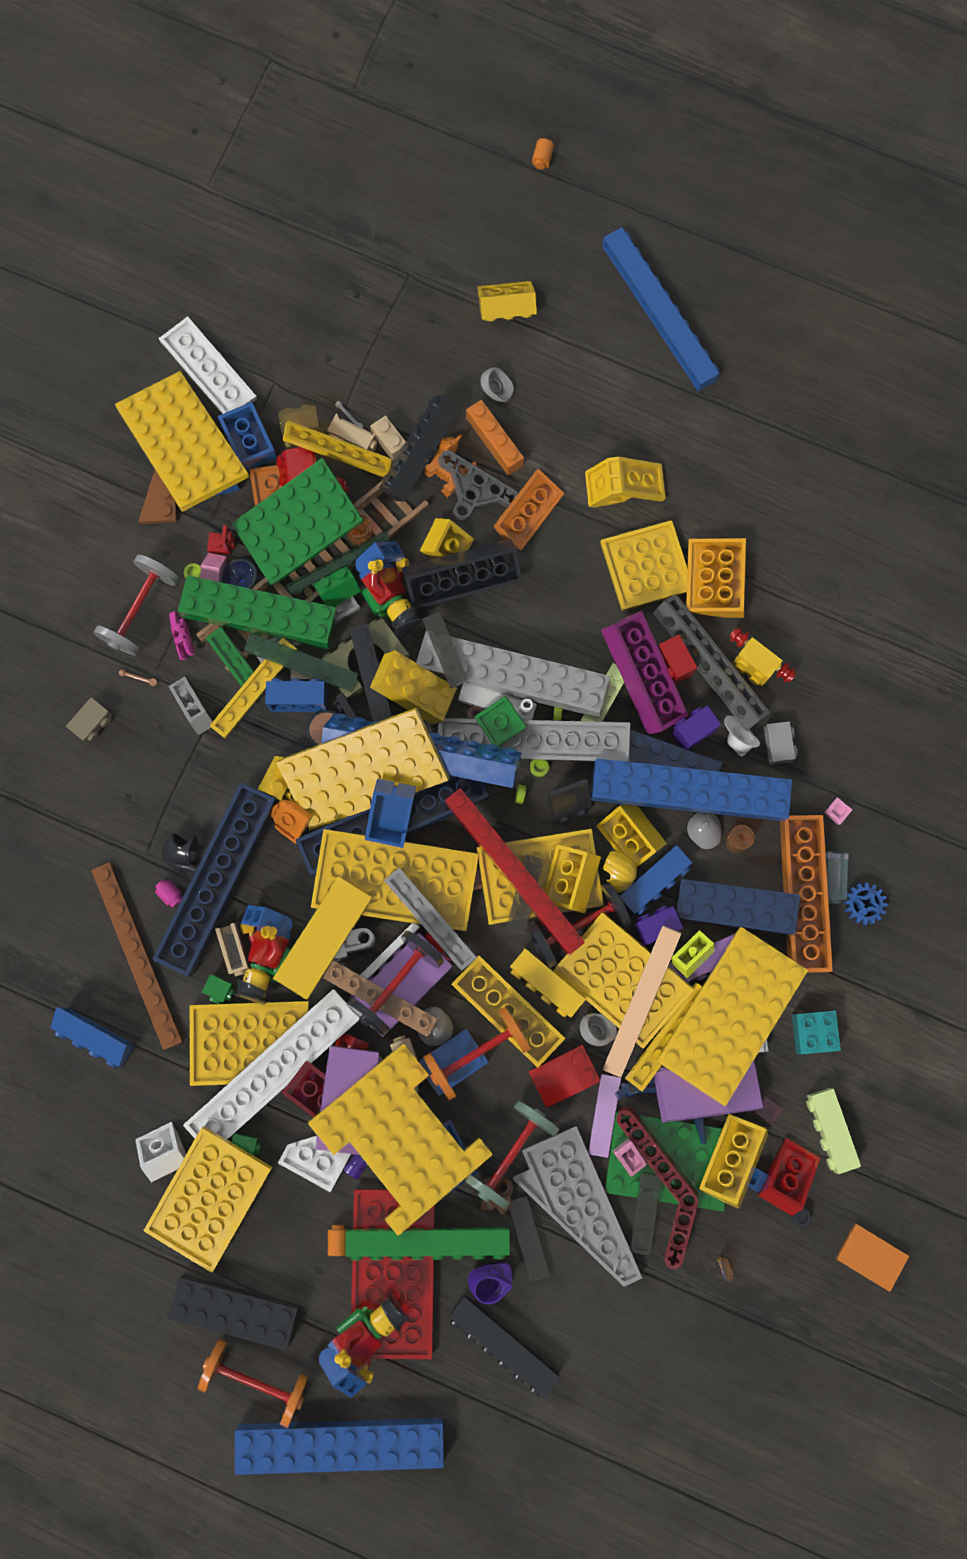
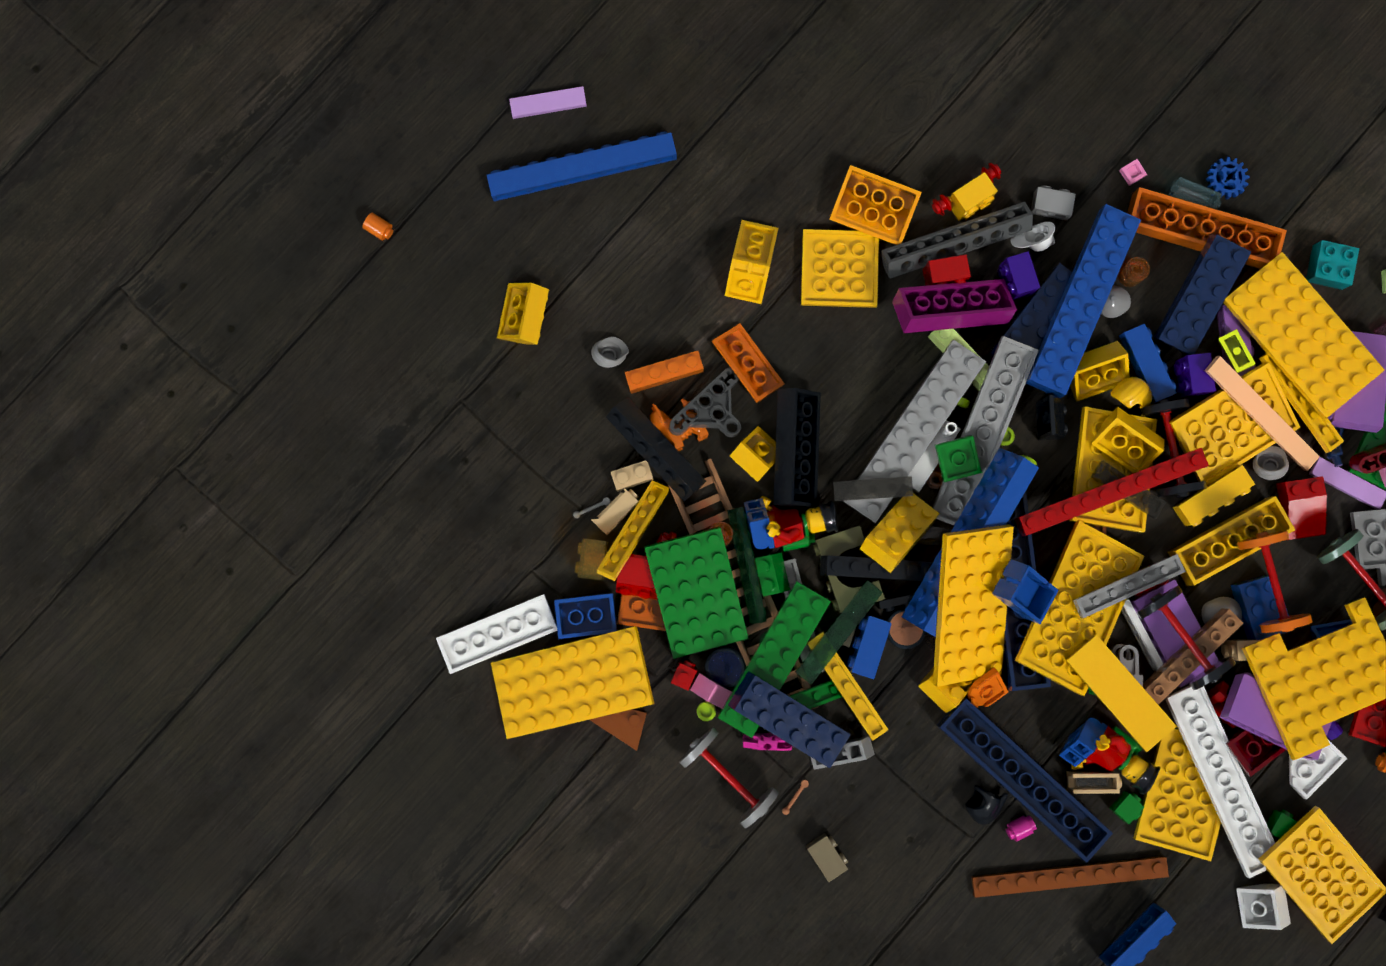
camera: 70 degrees left, 5 degrees up
(203, 636) = (788, 719): none -> dark blue brick
(709, 263) = (548, 102): none -> lavender tile

